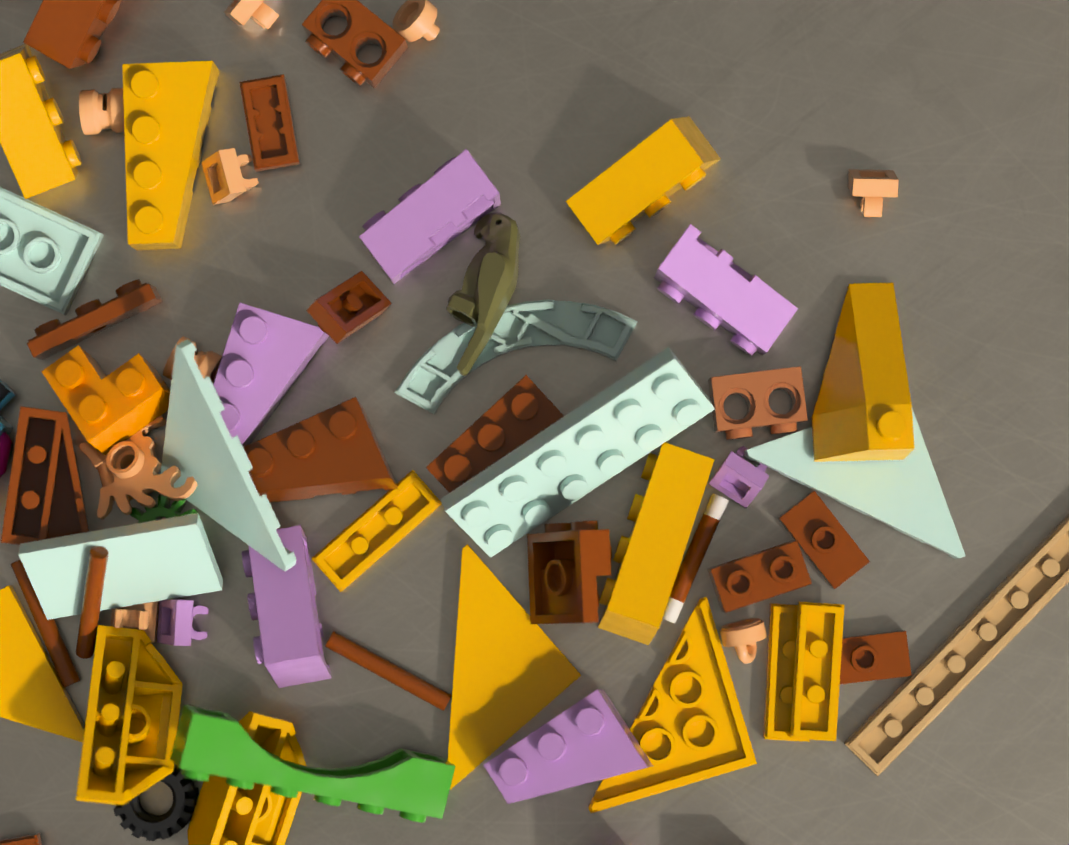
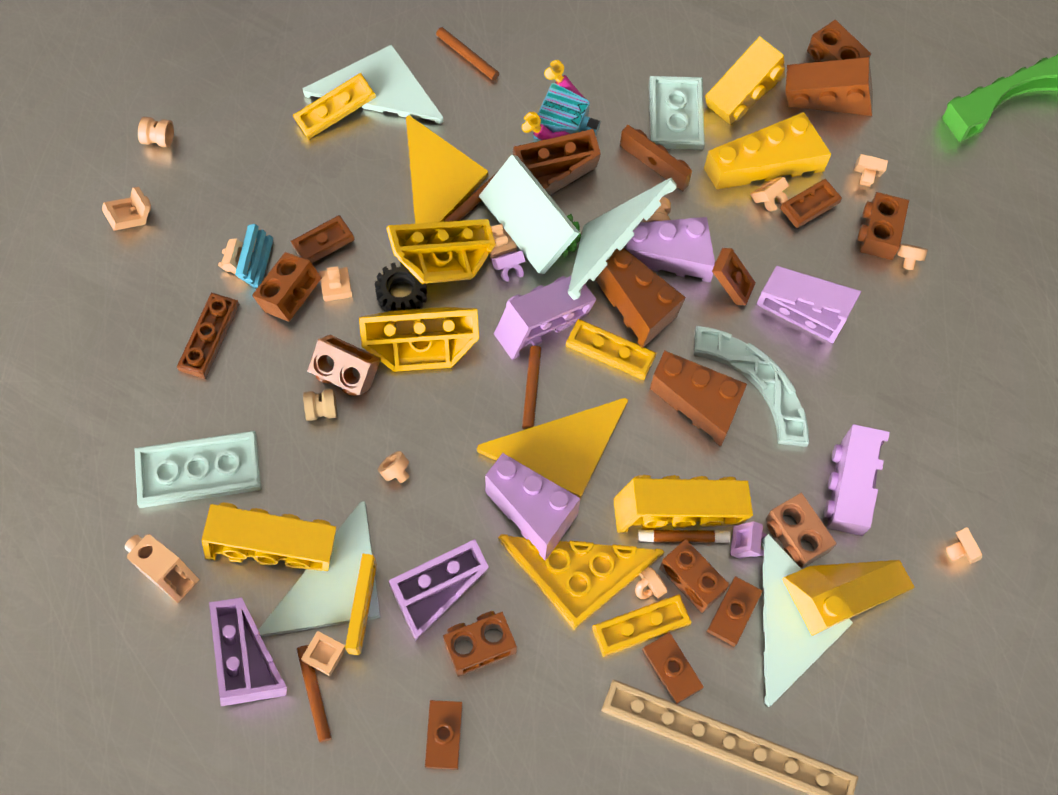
camera: 60 degrees right, 20 degrees down
(91, 602) = (506, 204): dark orange bar -> none
(101, 111) = (768, 115): light nougat wheel -> none
(112, 405) = (615, 175): light orange brick -> none
(132, 473) = (586, 204): light nougat animal -> none
(400, 781) = (451, 292): bright green arch -> none
(487, 283) = (784, 347): olive animal -> none
(565, 570) = (647, 452): dark orange plate -> none
(578, 453) = (718, 431): light aqua plate -> none
(643, 180) = (896, 407): yellow wedge -> none
(817, 671) = (652, 637): yellow tile -> none

